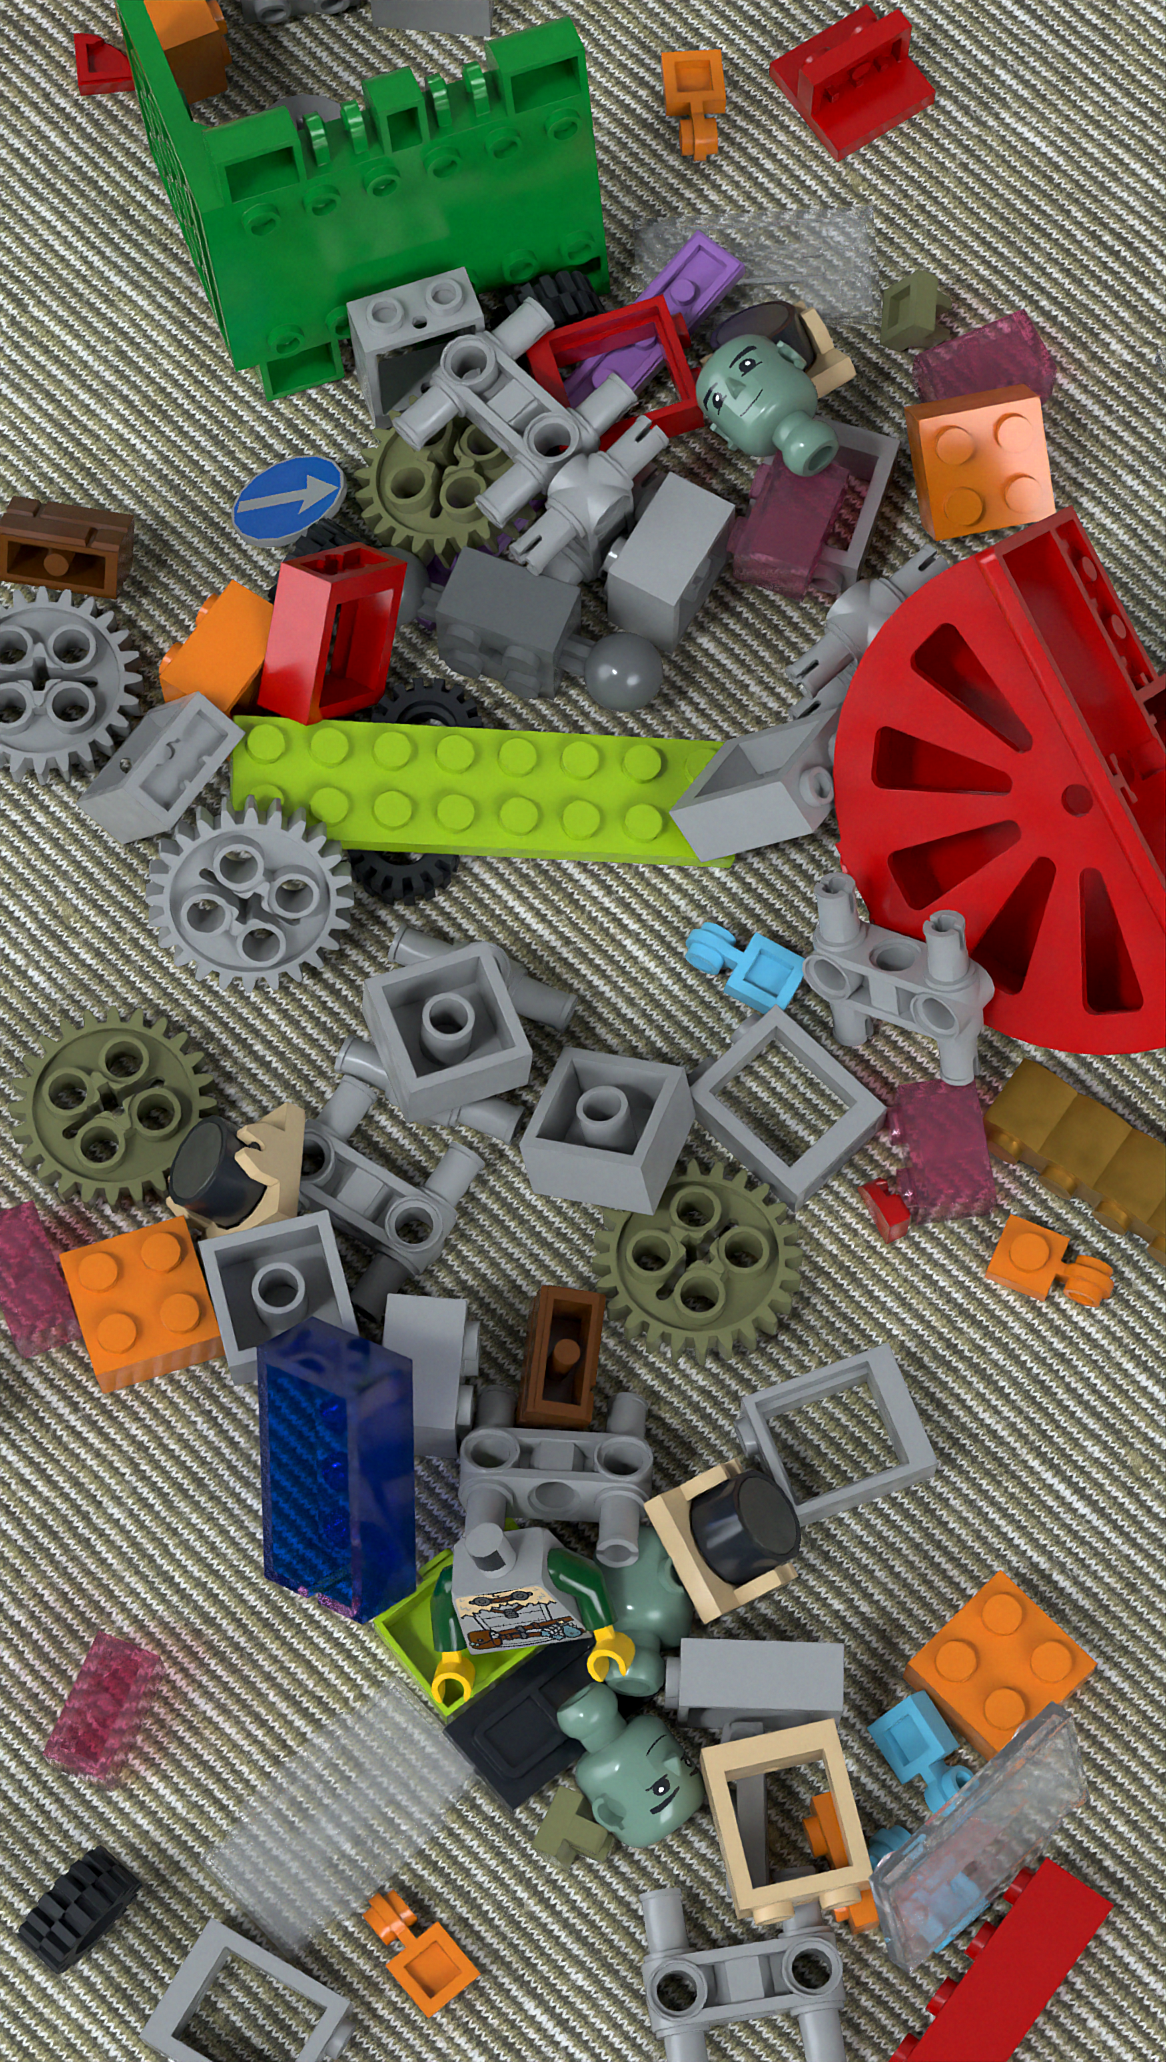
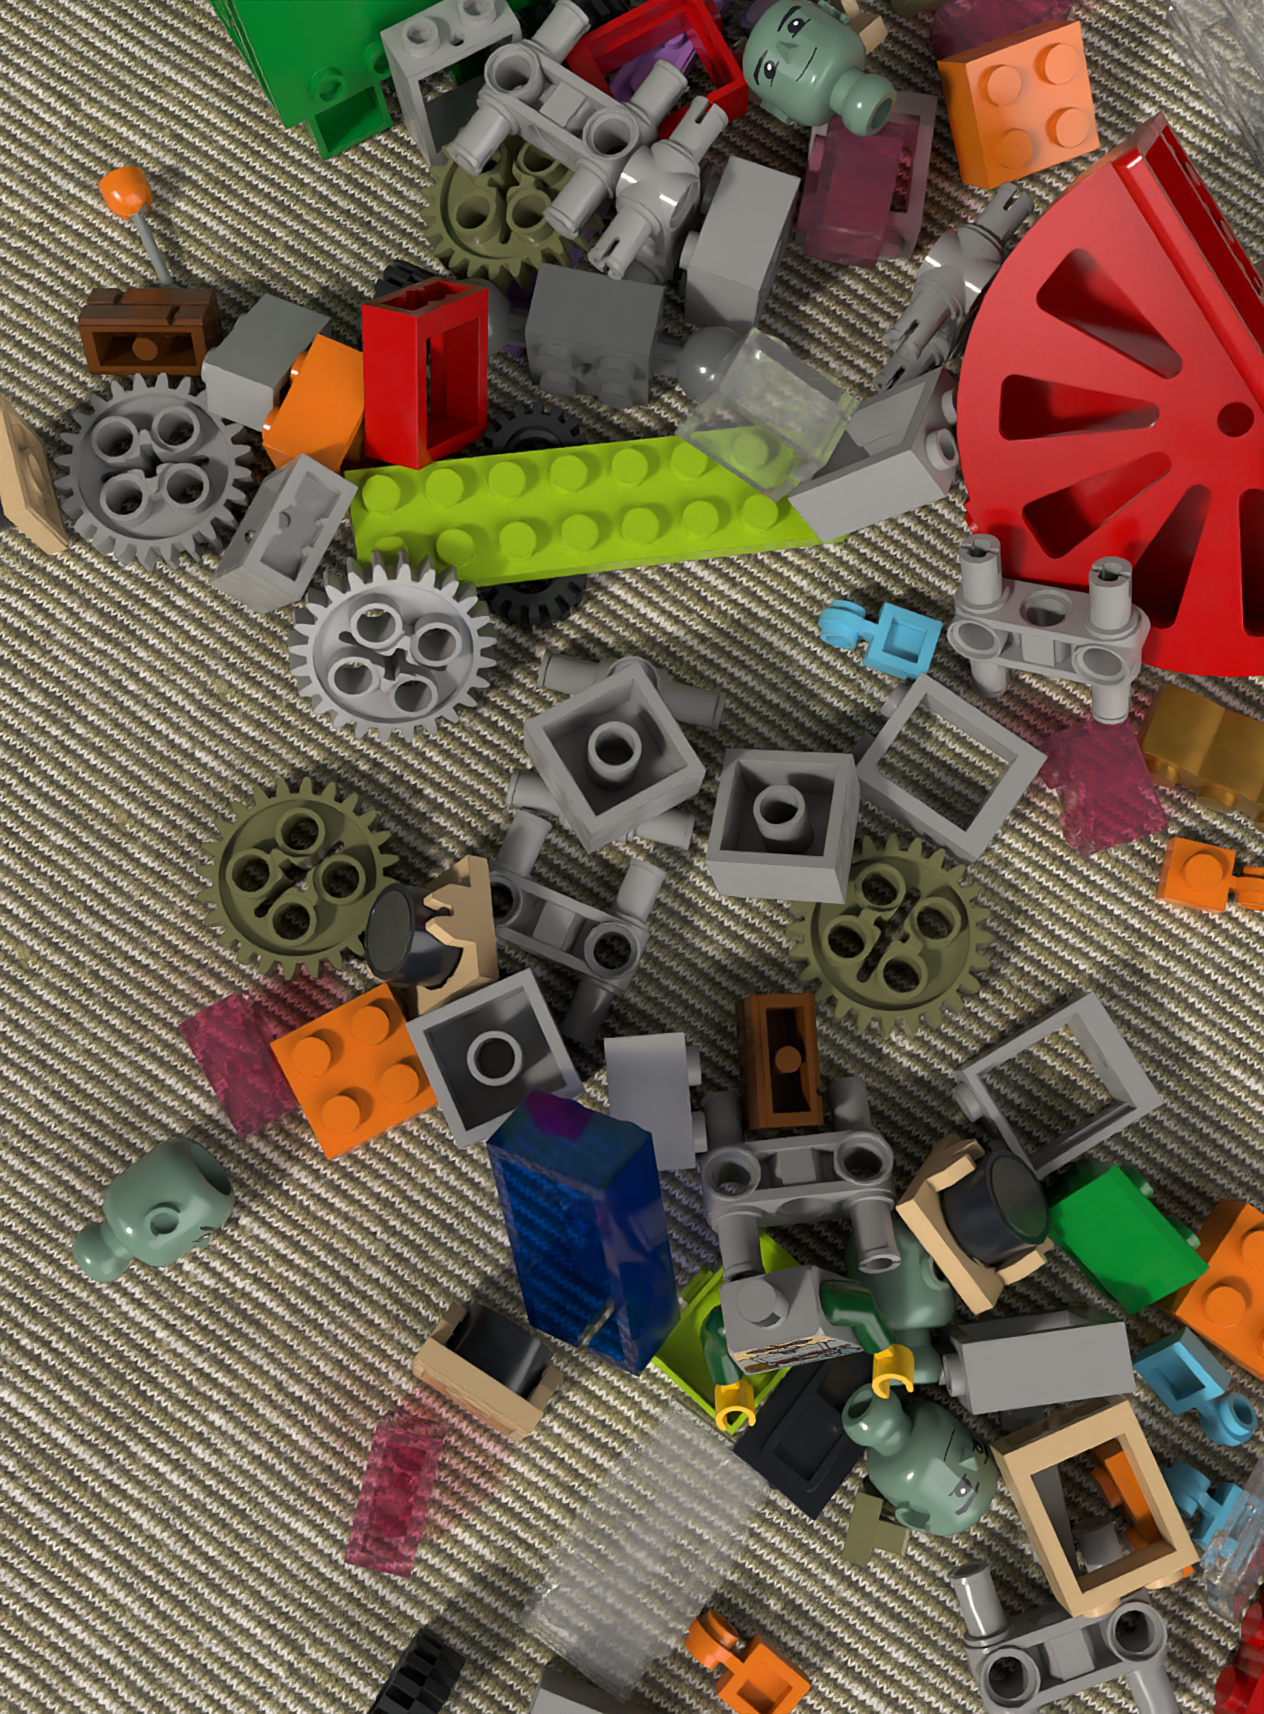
camera: 10 degrees left, 10 degrees up
(63, 409) = (130, 198): none -> orange hinge
(166, 593) = (255, 360): none -> light grey brick
(225, 1601) = (489, 1368): none -> piece
(287, 500) = (359, 250): blue piece -> none
(658, 728) = (767, 415): none -> clear piece
(867, 1583) = (1119, 1235): none -> green slope
(886, 1210) = (1059, 859): red tile -> none

